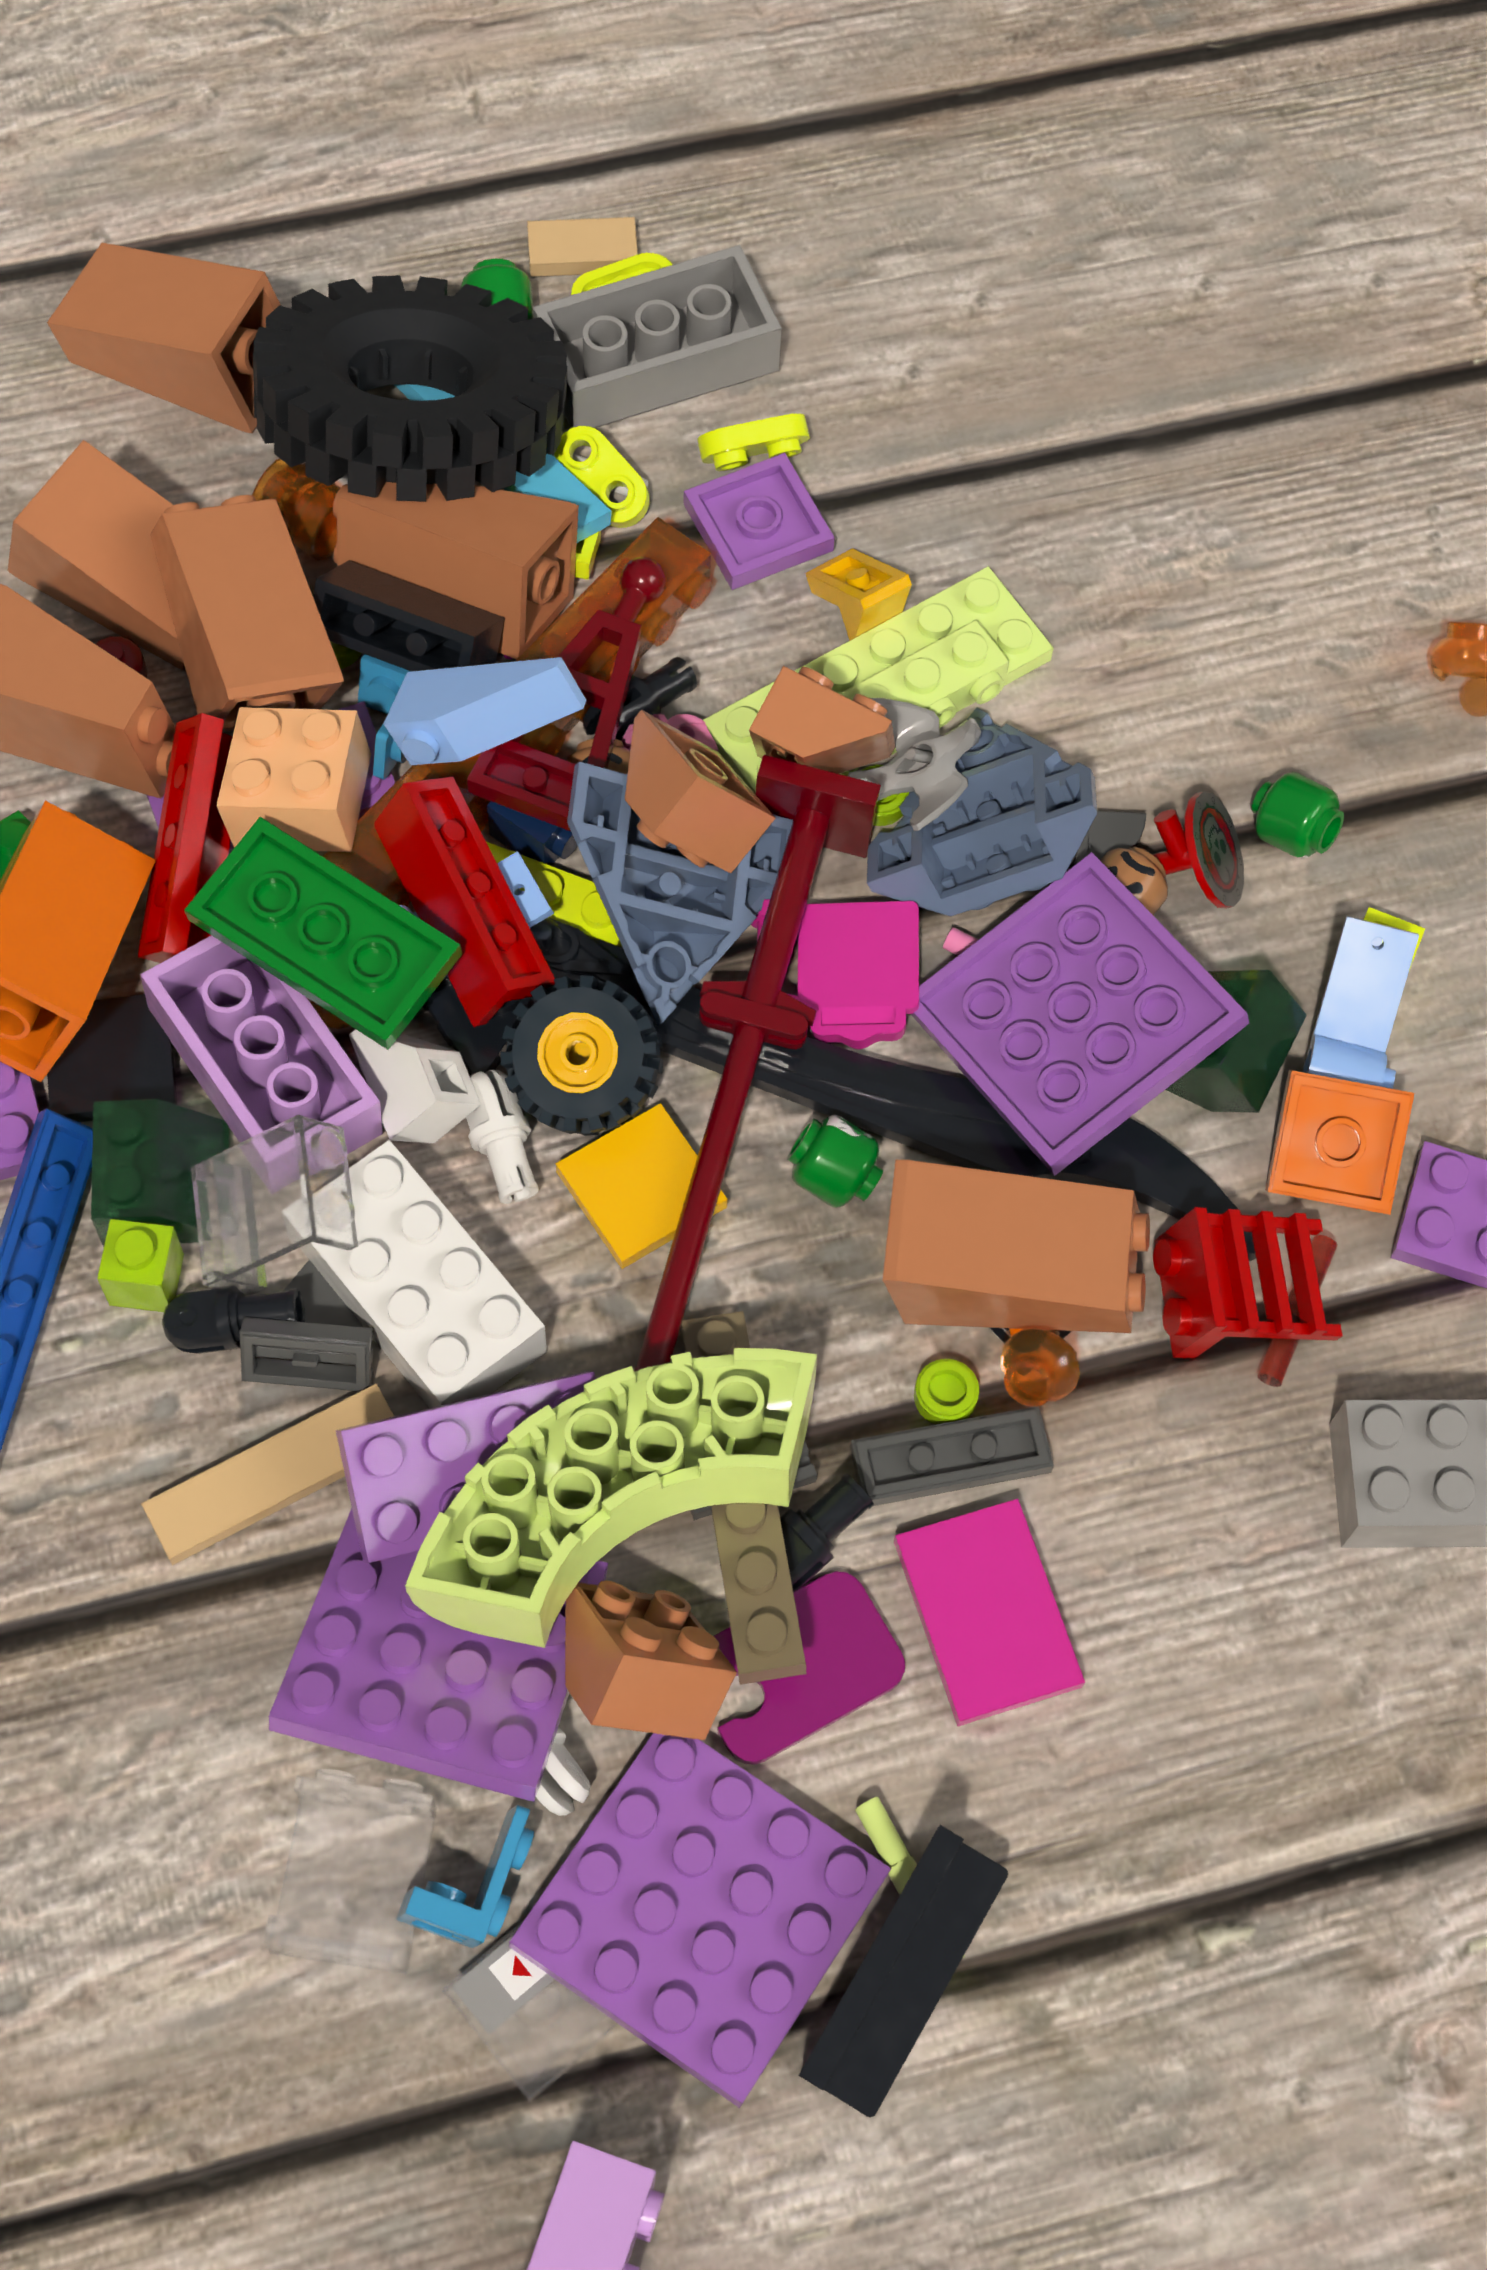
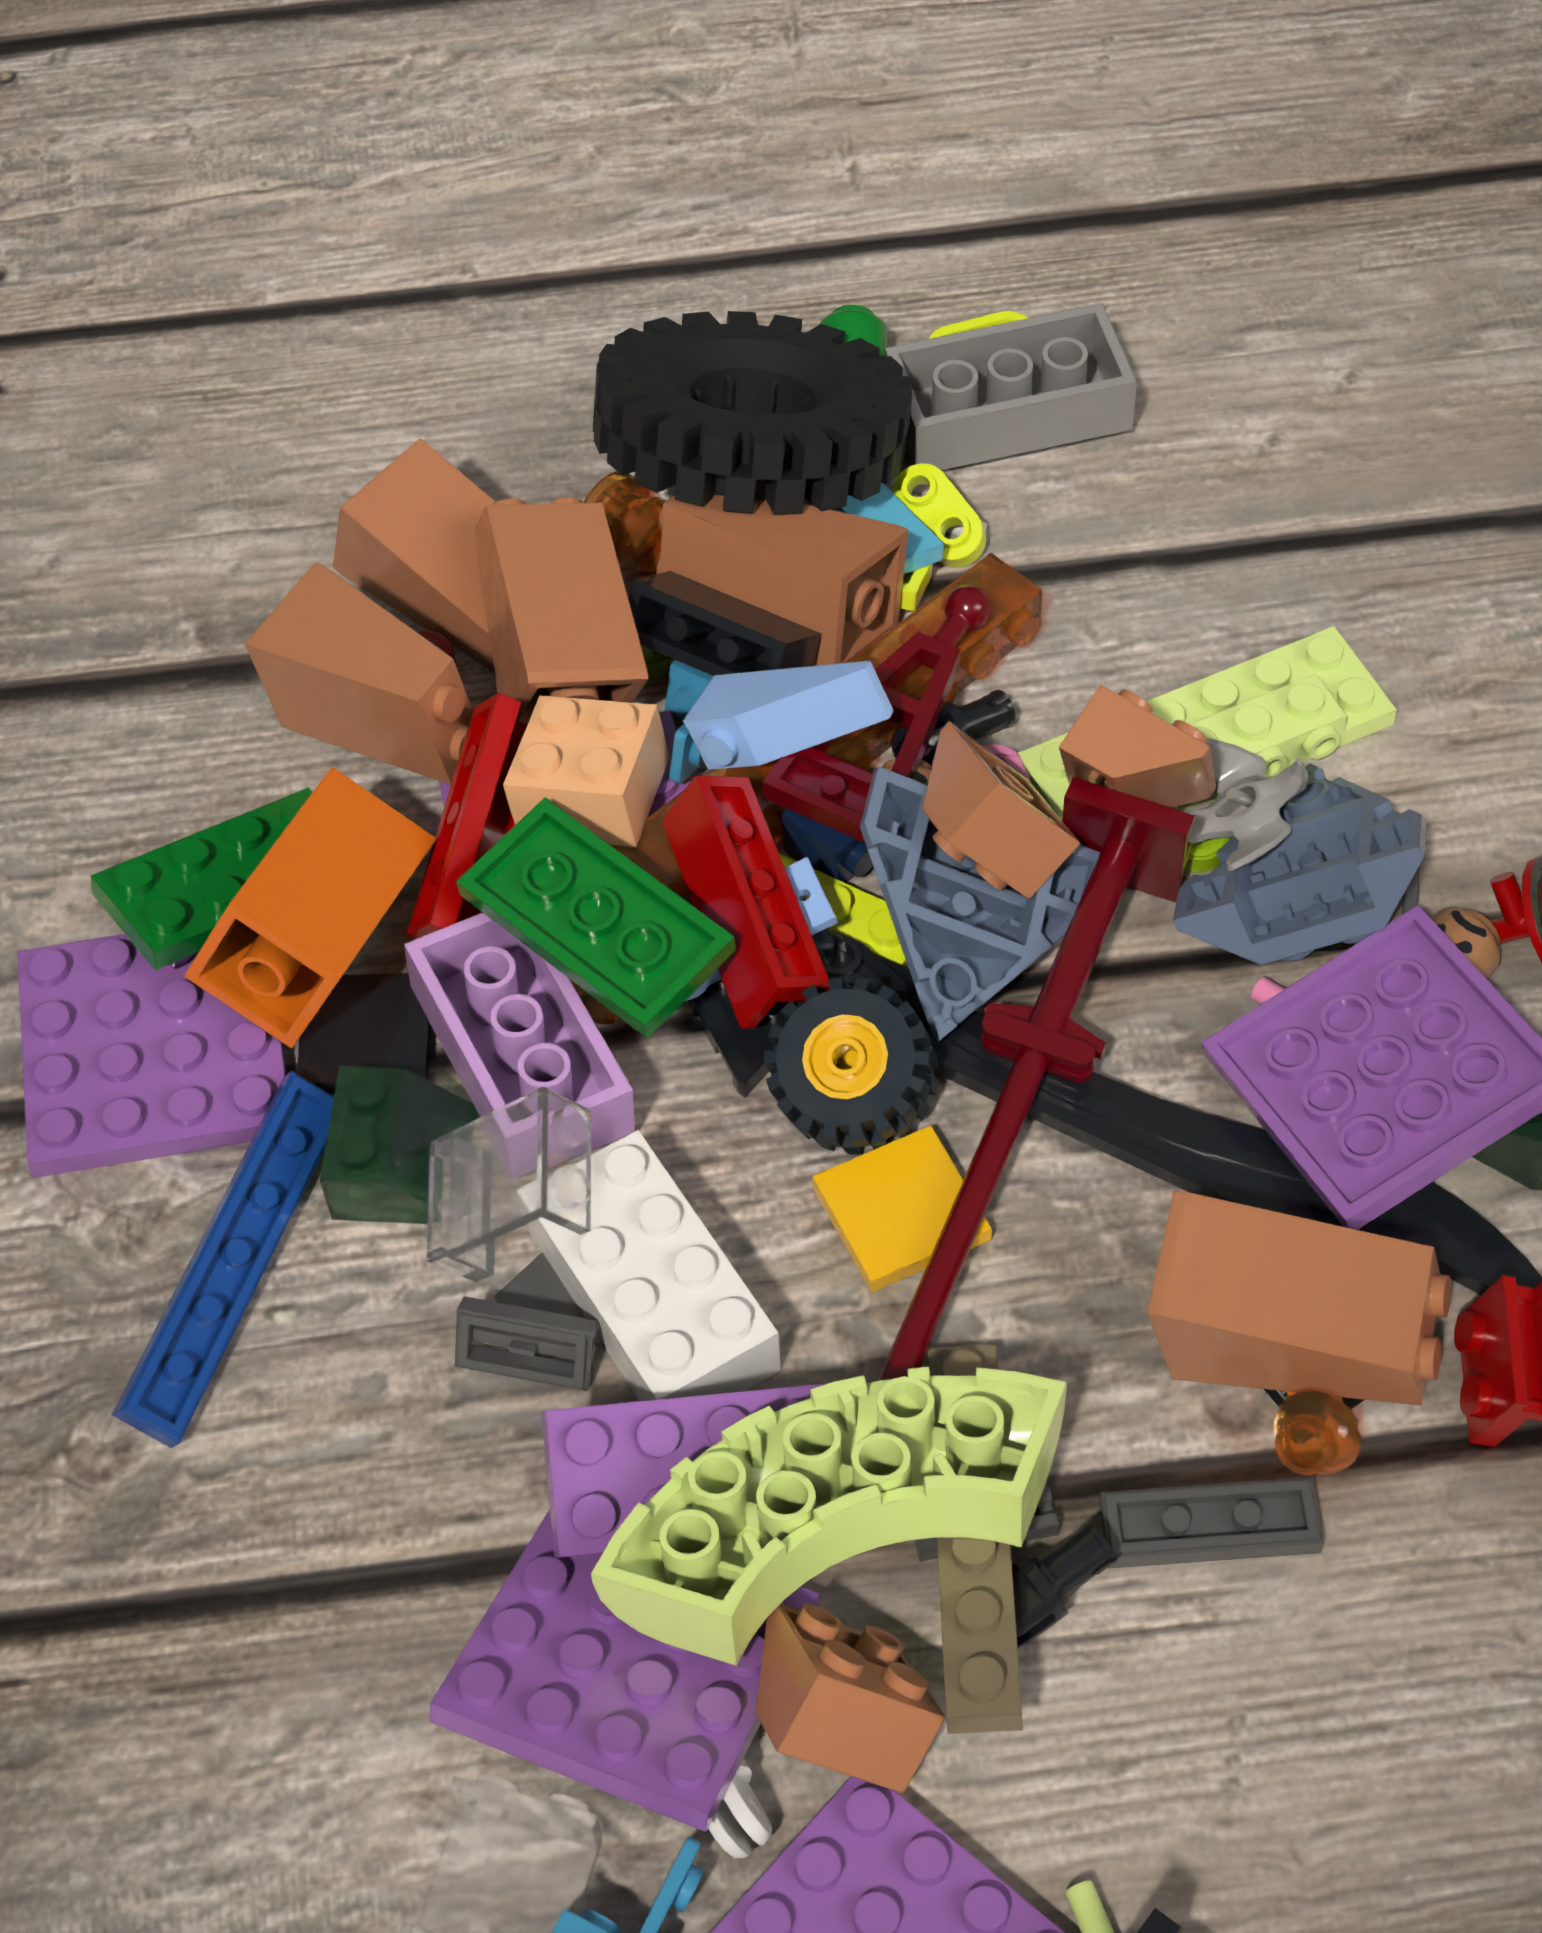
camera: 15 degrees right, 10 degrees down
(140, 1265) = (365, 1237): lime brick -> none
(169, 328) = (520, 352): nougat slope -> none
(213, 1316) = (428, 1296): black arm -> none
(259, 1479) = (451, 1471): tan tile -> none
(418, 1085) = (676, 1085): white slope -> none
(499, 1132) = (756, 1140): white arm -> none
(579, 244) = (938, 302): tan tile -> none
(732, 444) = (1079, 492): neon yellow plate -> none
(758, 521) = (1096, 567): medium lavender plate -> none
(835, 1161) = (1112, 1200): green head -> none
(847, 1667) = (1069, 1737): magenta piece -> none
(857, 969) = (1156, 1009): dark pink piece -> none
(861, 588) = (1198, 638): yellow slope -> none
(946, 1391) = (1211, 1452): lime tile -> none
(988, 1612) = (1236, 1694): dark pink tile -> none
(1115, 831) = (1446, 891): dark grey tile -> none

